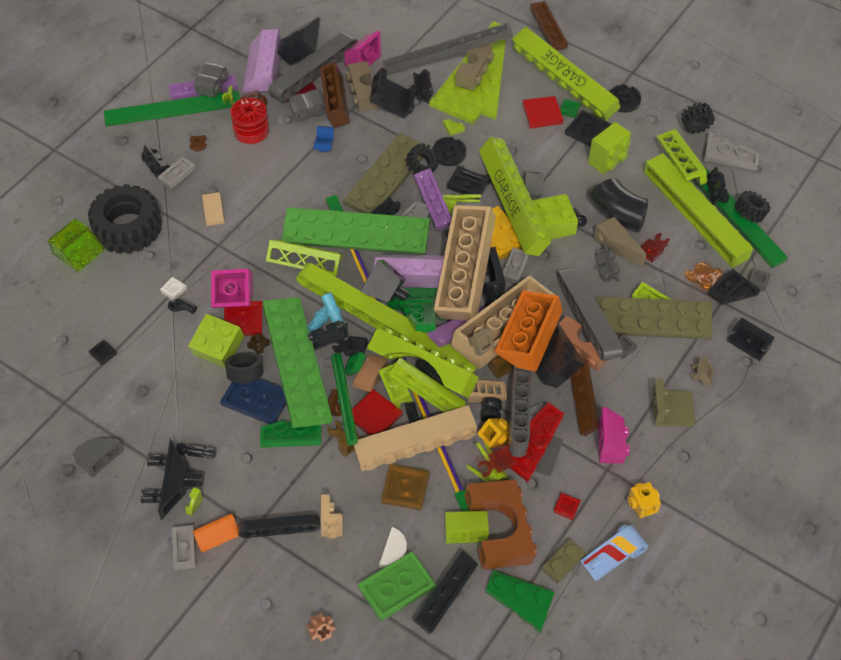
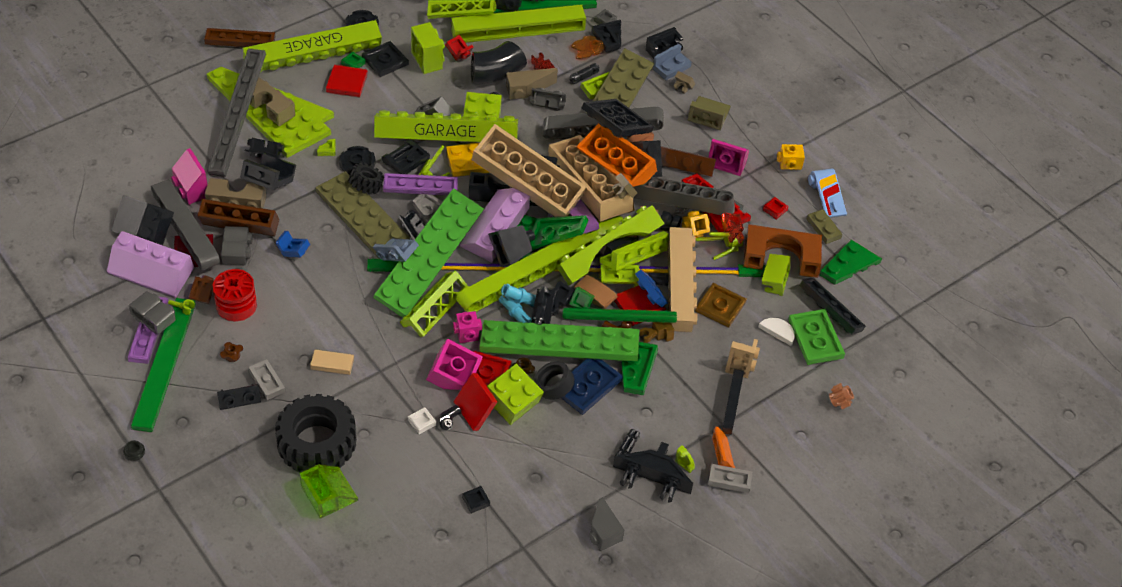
camera: 75 degrees left, 5 degrees down
(81, 120) = (134, 450): none -> pearl dark grey plate
(196, 314) = (475, 401): none -> red tile
(283, 285) = (467, 327): none -> dark pink brick
(341, 205) = (396, 249): none -> sand blue bracket
(385, 414) = (655, 294): none -> blue plate
(574, 309) = (617, 117): none -> black plate
(632, 174) = (459, 48): none -> red bracket
(664, 283) = (584, 73): none -> black axle
(727, 353) = (670, 62): none -> sand blue bracket

